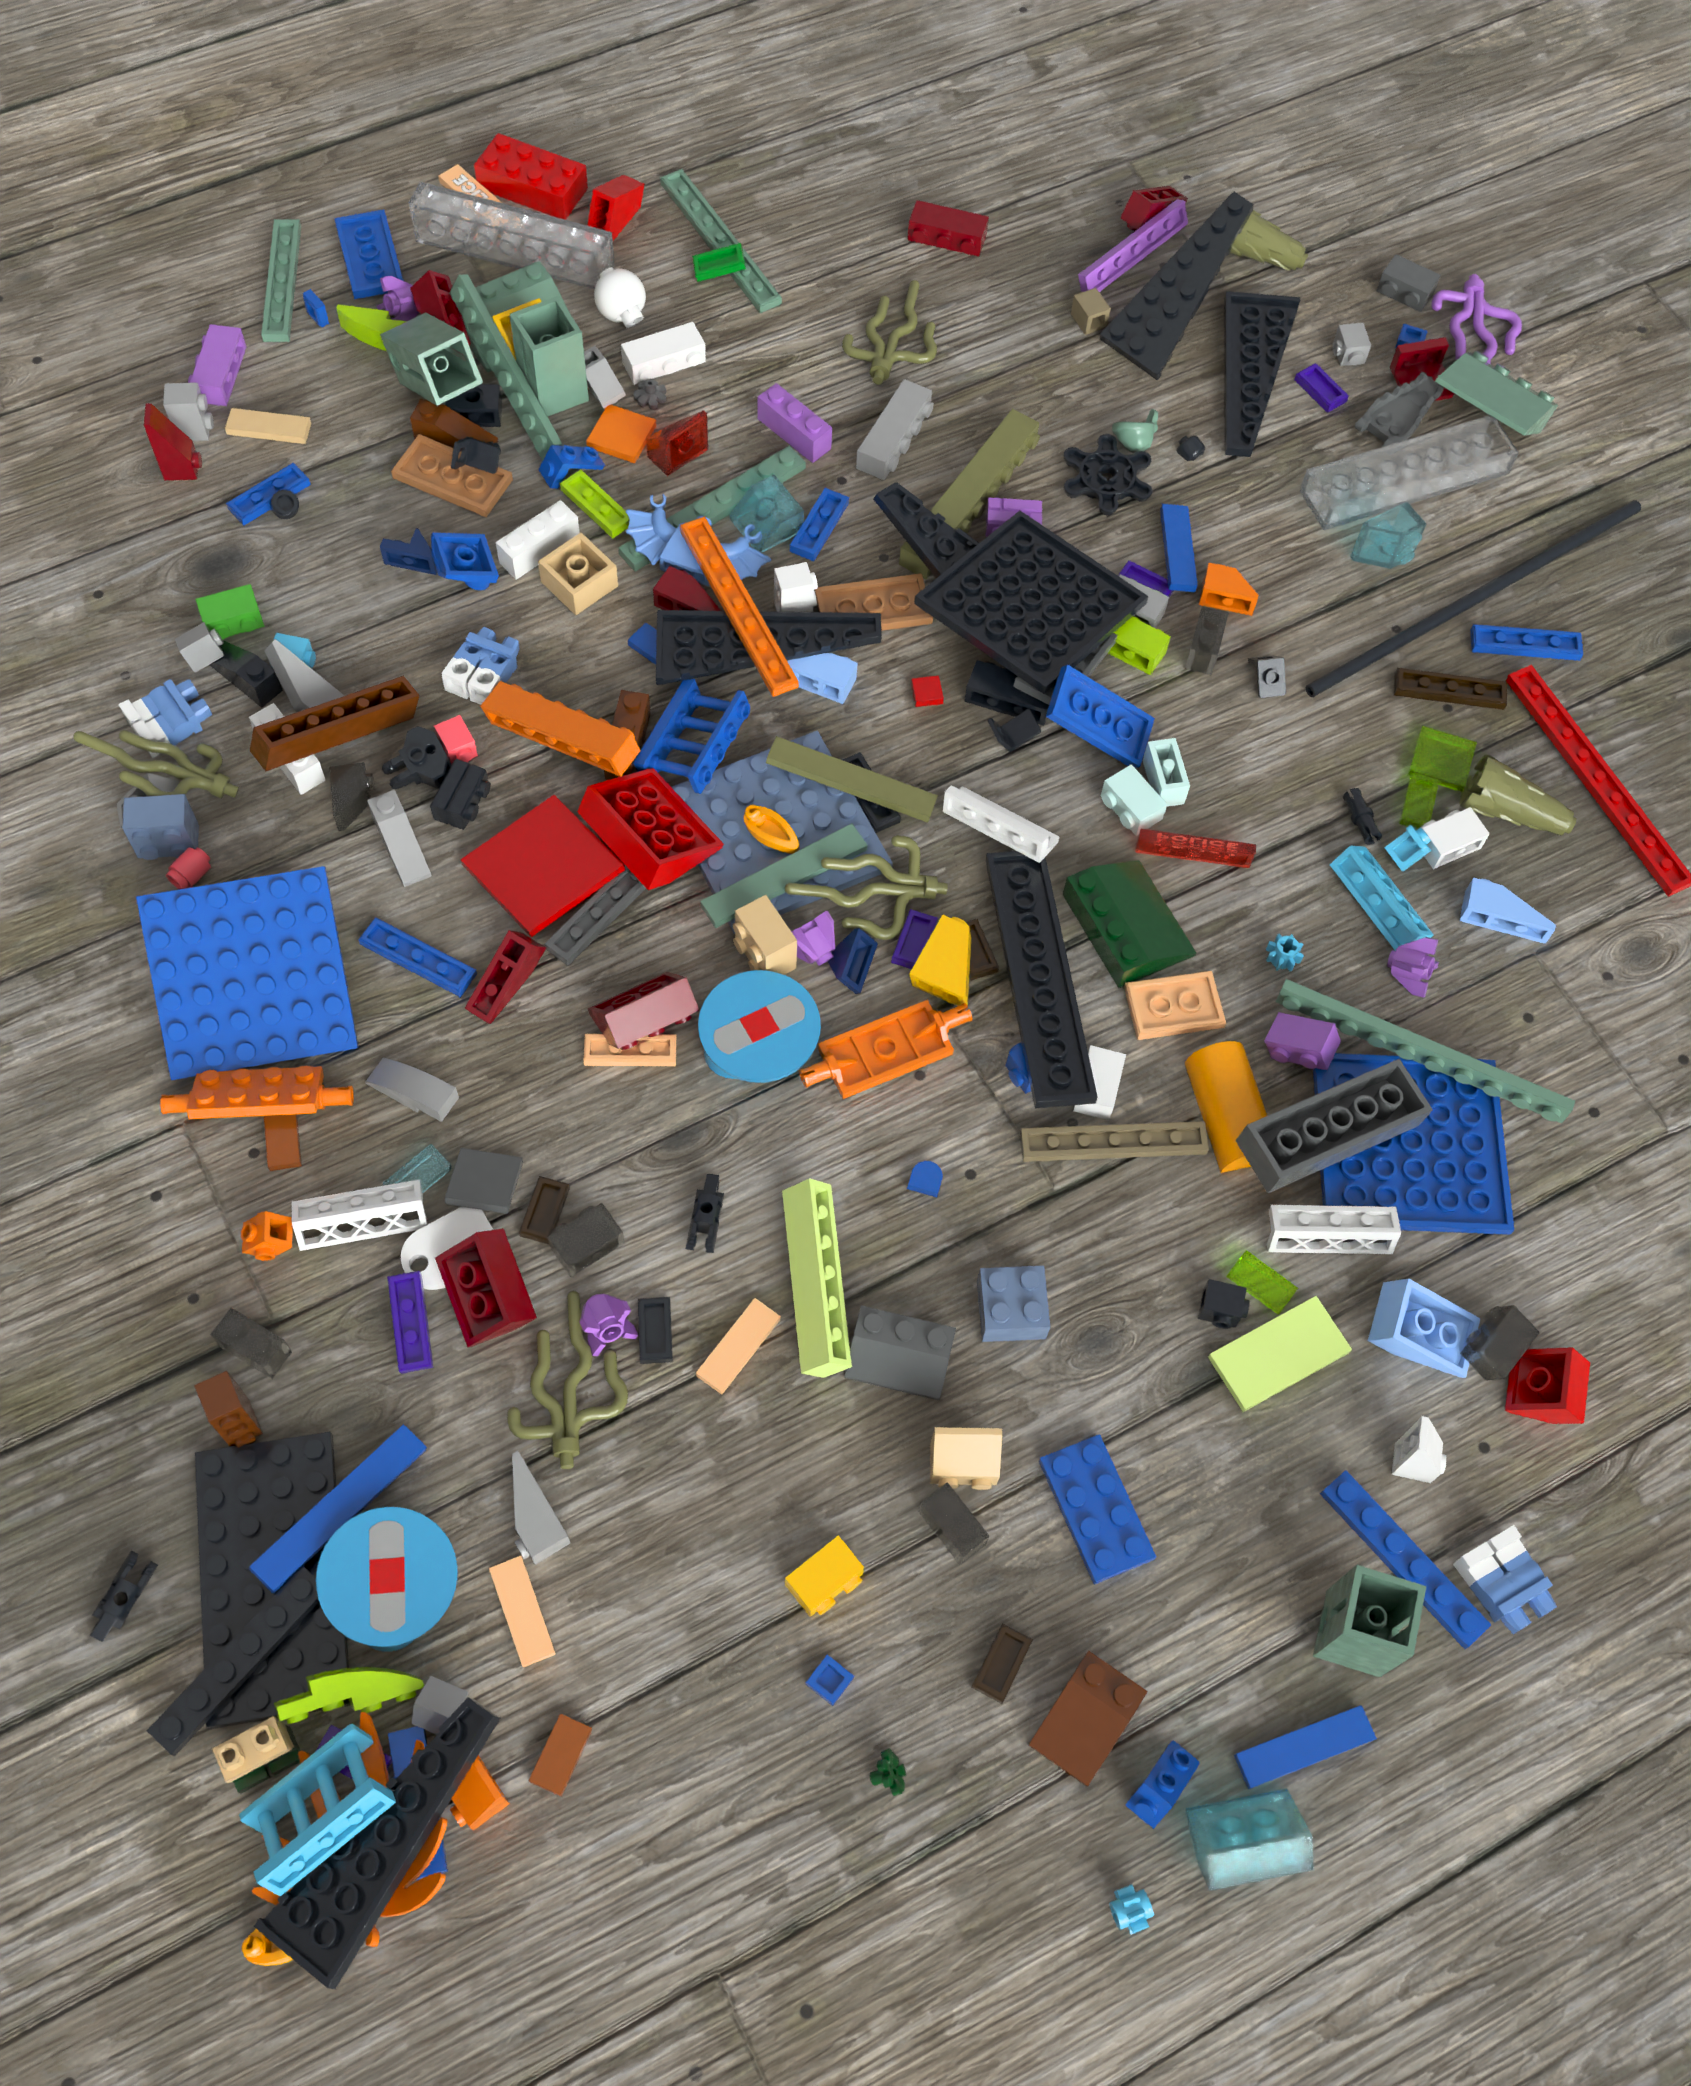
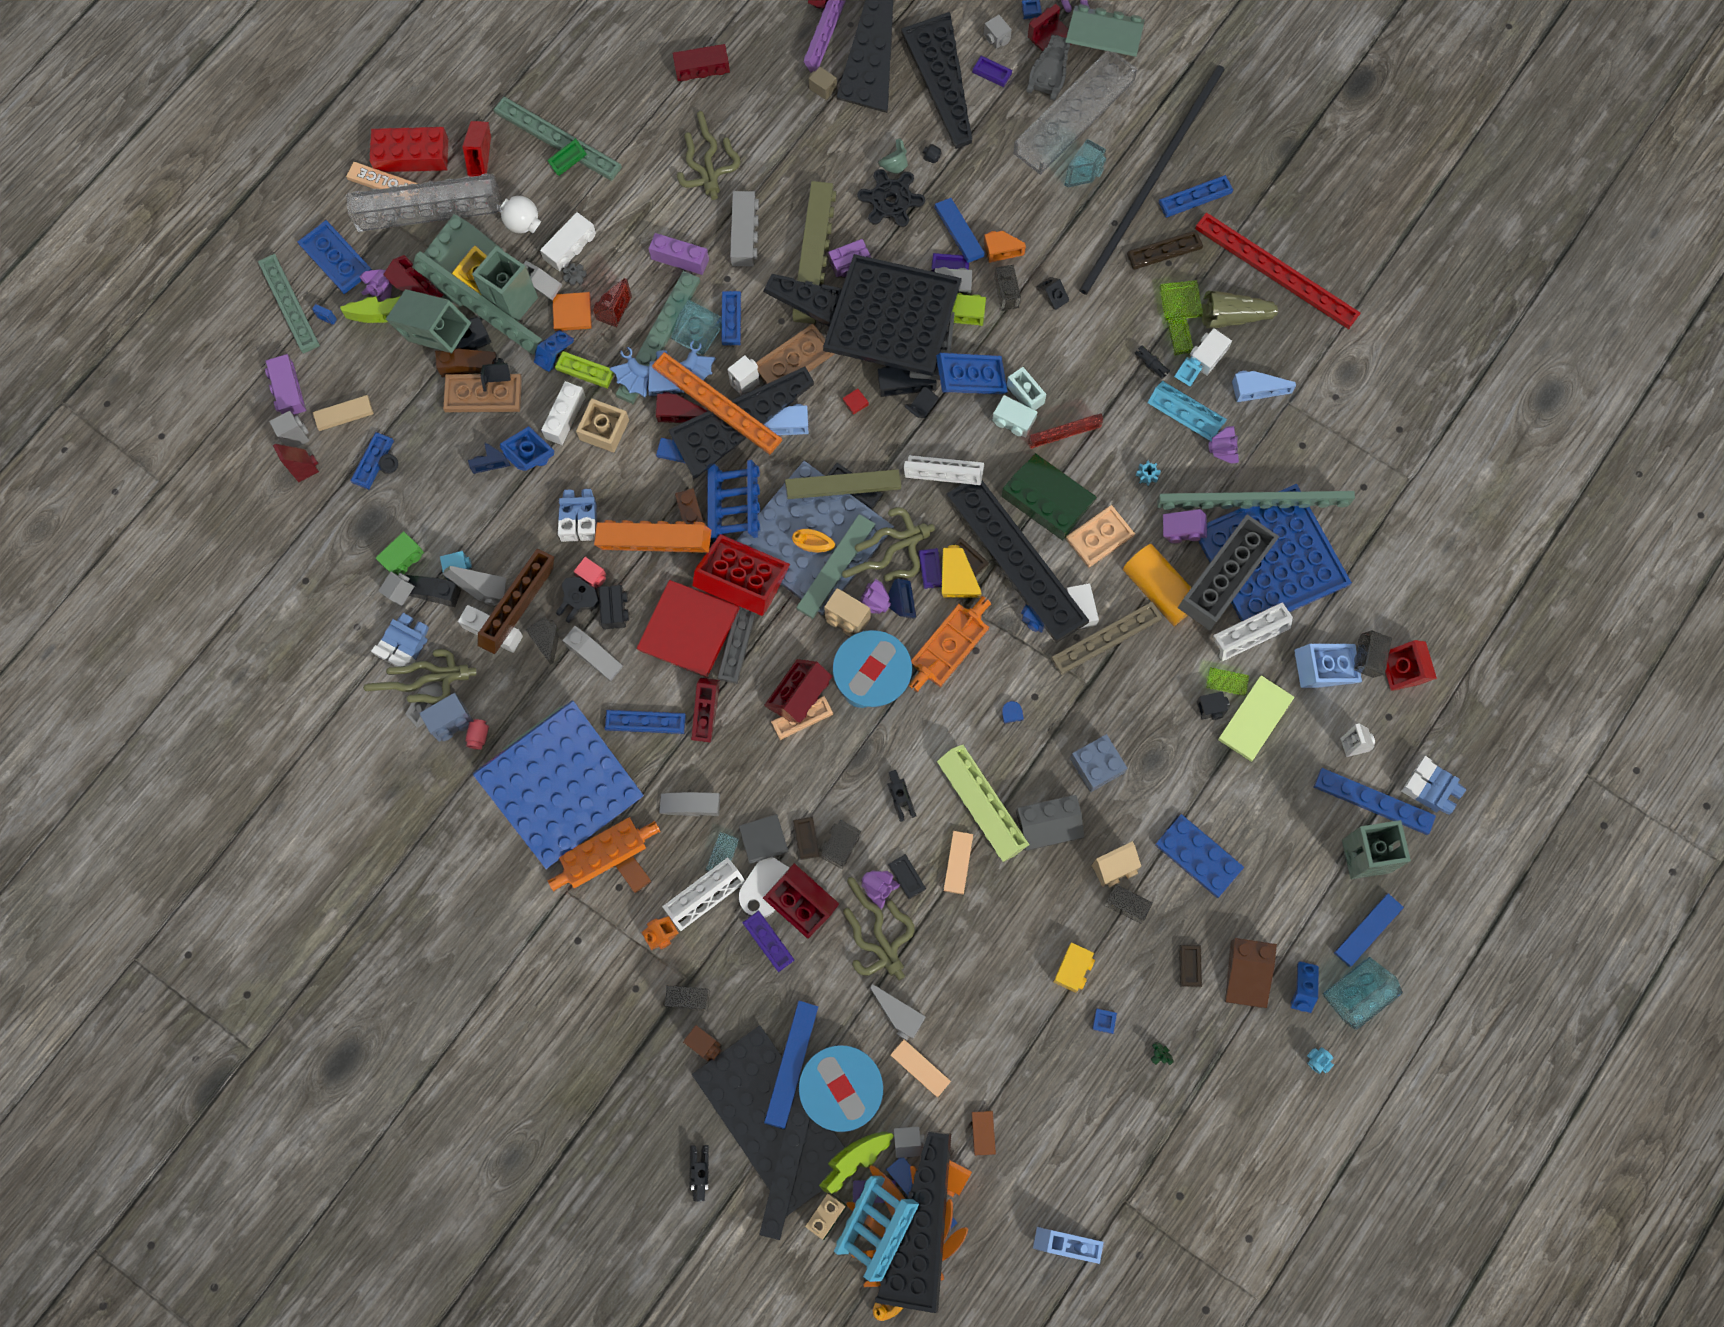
camera: 20 degrees left, 10 degrees up
(593, 1996) = (1068, 1245): none -> light blue slope

